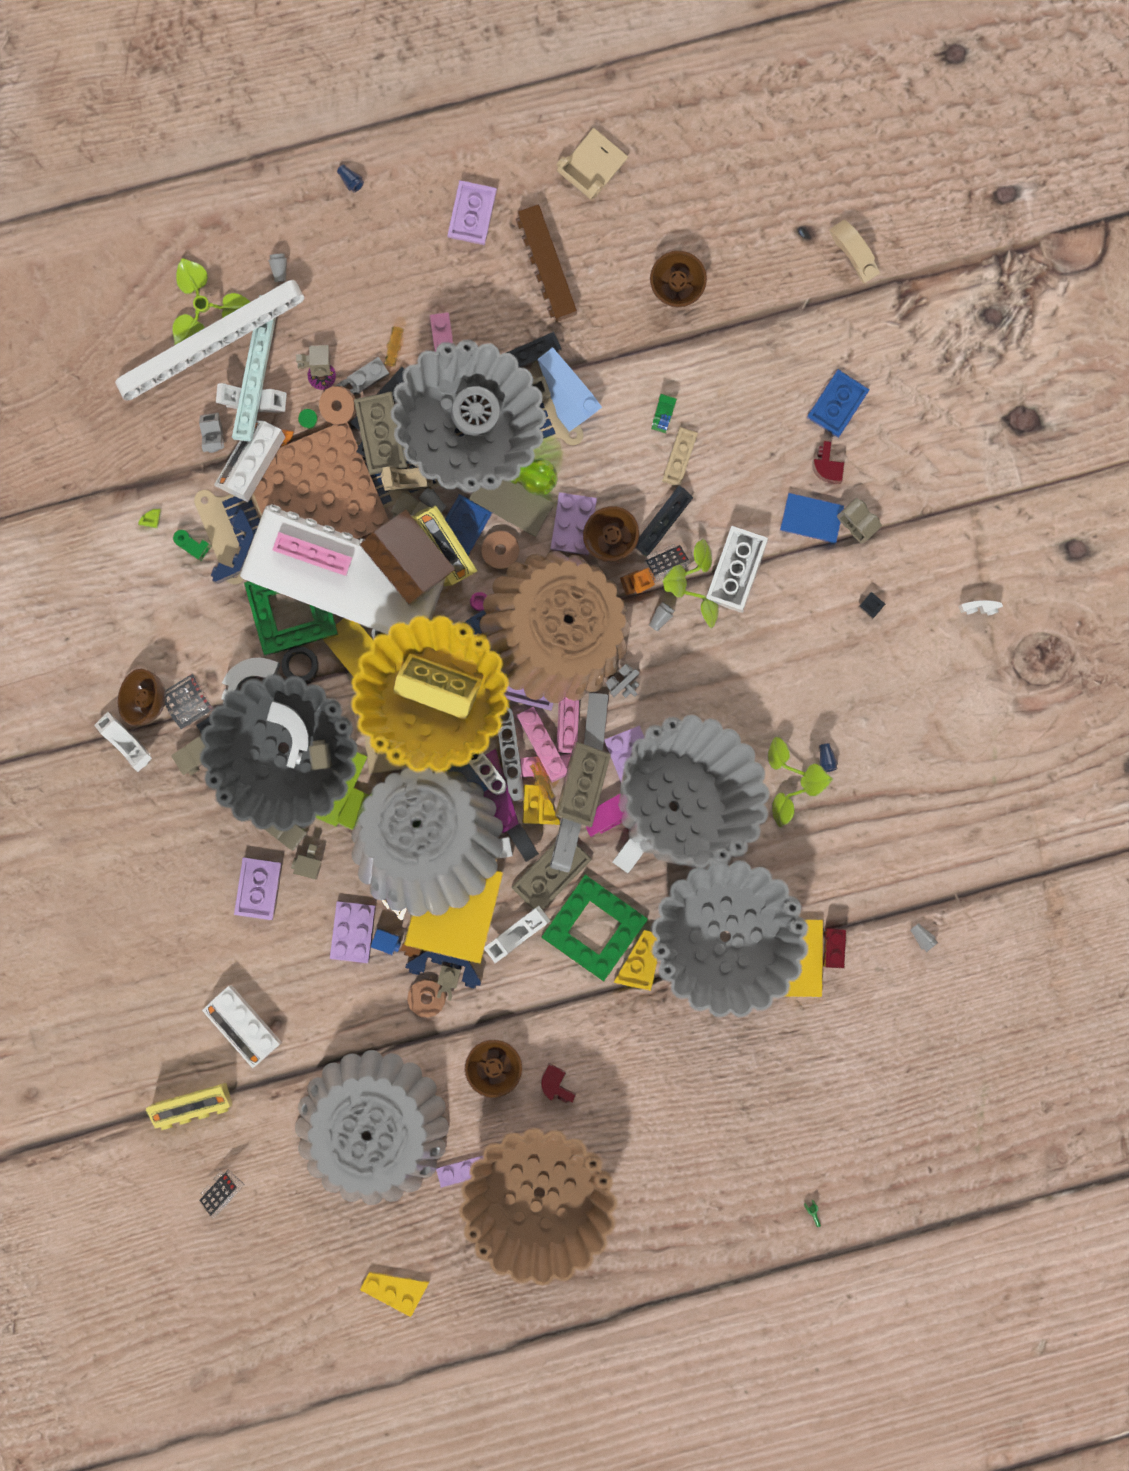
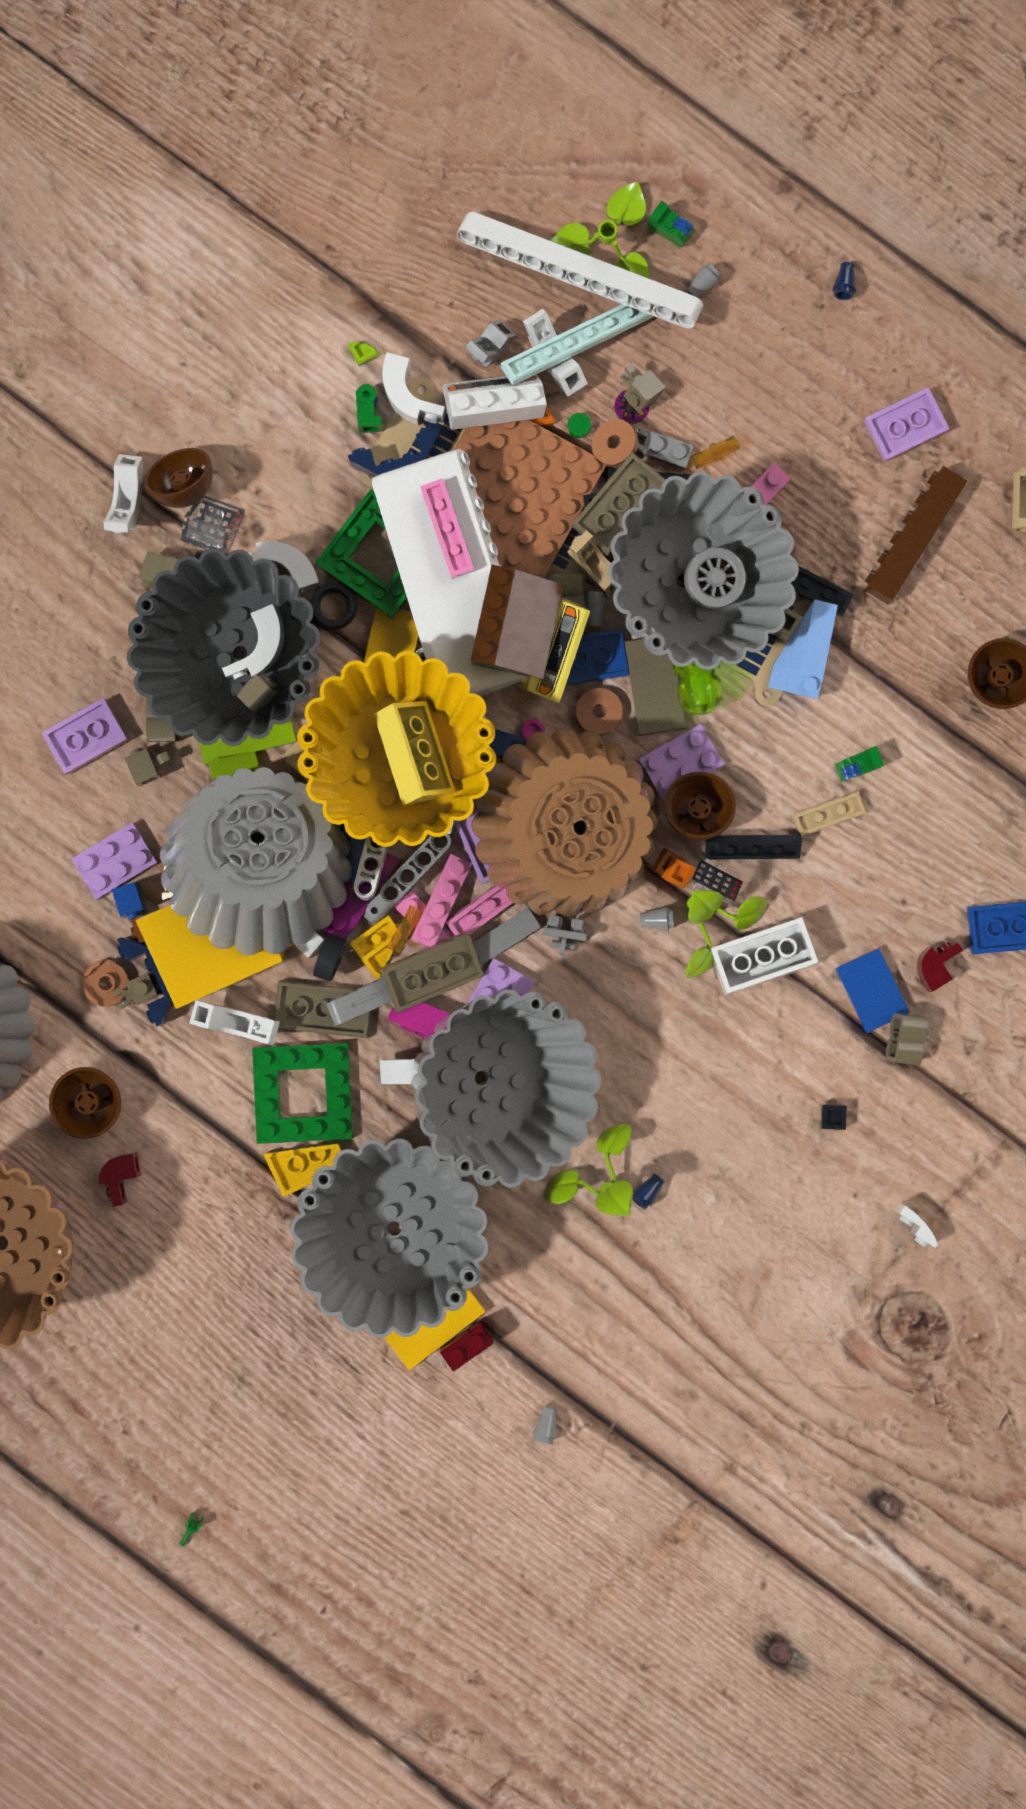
camera: 60 degrees right, 0 degrees up
(200, 517) = (403, 402): none -> white arch
(226, 259) = (670, 225): none -> green leg

